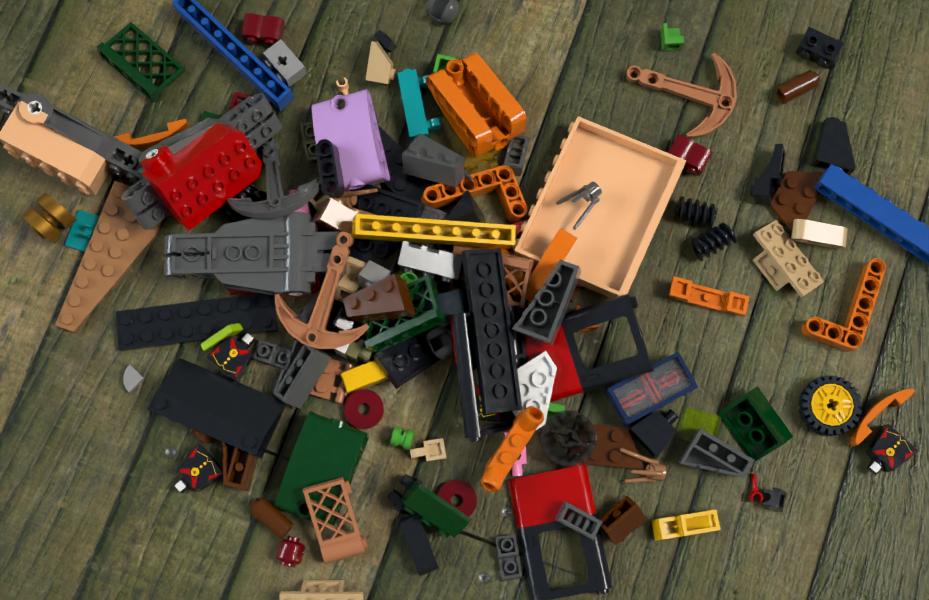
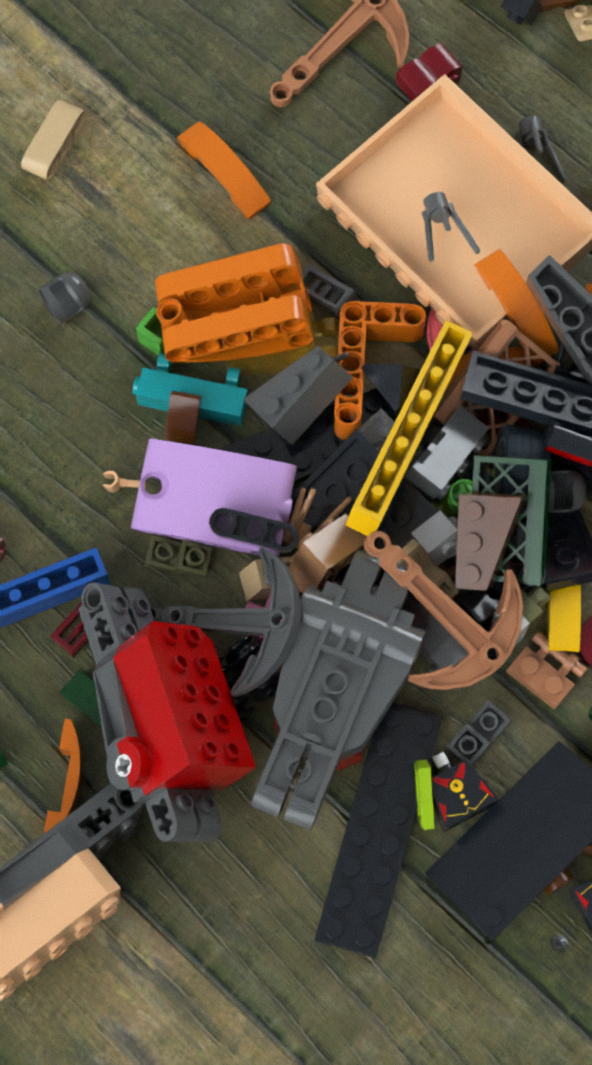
camera: 65 degrees left, 5 degrees down
(46, 222) = (134, 989): pearl gold wheel -> none
(82, 230) = (171, 936): teal piece -> none
(108, 257) = (214, 908): medium nougat wing -> none
(132, 378) = (427, 955): light grey tile -> none
(293, 68) = (25, 546): light grey brick -> none
(301, 373) = (524, 702): dark grey wedge -> none
(379, 65) = (112, 416): tan slope -> none
(385, 41) = (76, 396): black tile -> none
(392, 106) = (182, 418): none -> reddish brown tile
(569, 63) = (226, 168): none -> orange slope
(671, 38) = (252, 29): bright green panel -> none
(677, 233) = (533, 134): none -> dark grey plant
(695, 211) = (513, 98): black piece -> none
(712, 239) = (563, 95): black piece -> none

